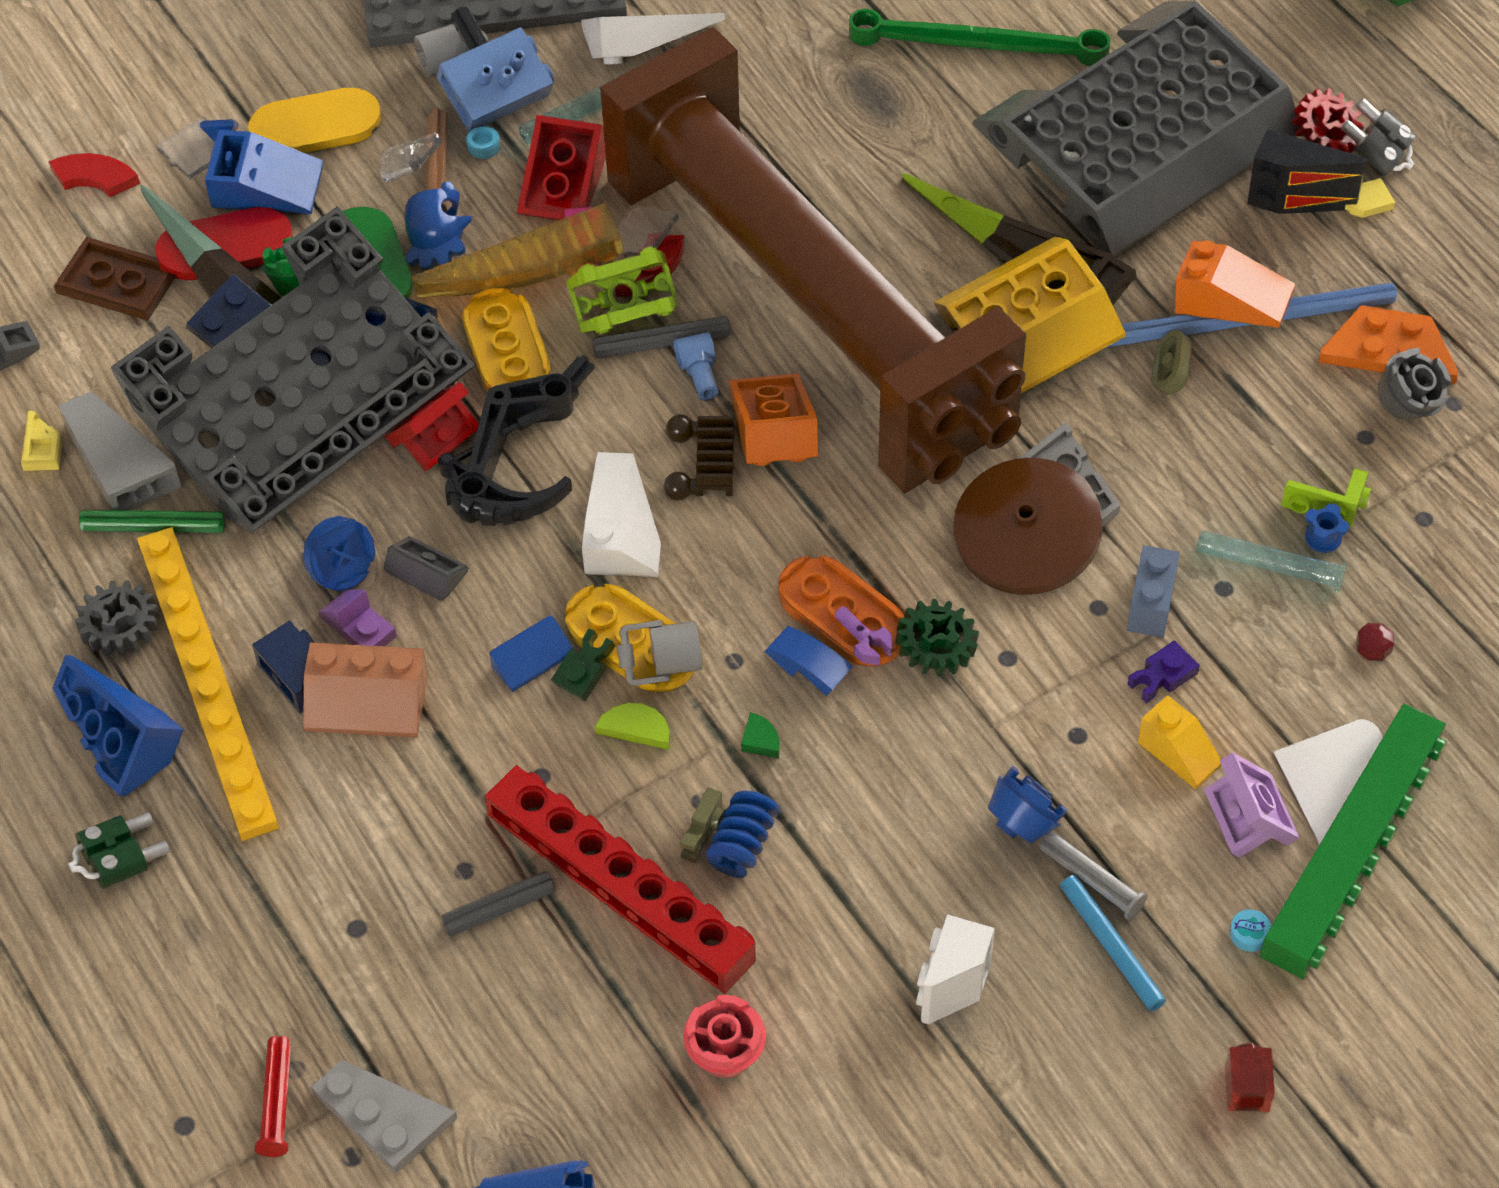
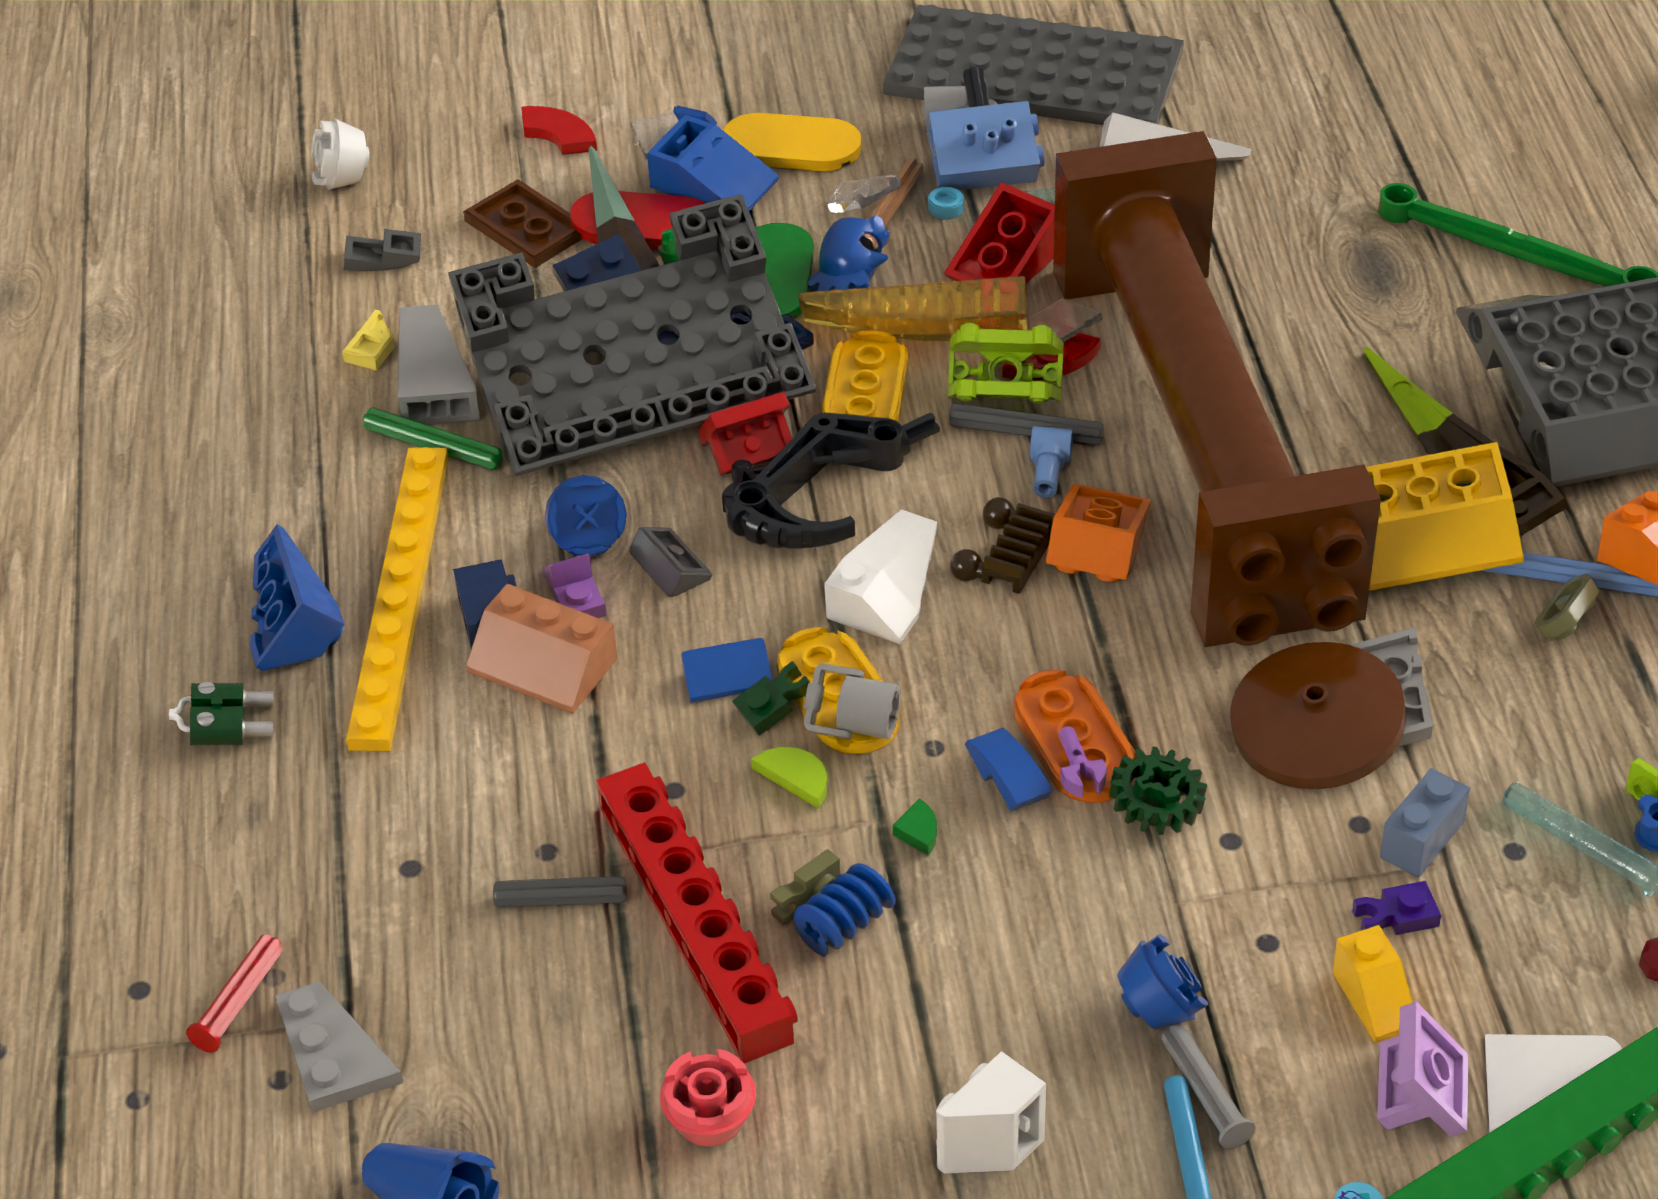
camera: 25 degrees right, 10 degrees down
(117, 618) = (346, 510): dark grey gear -> none

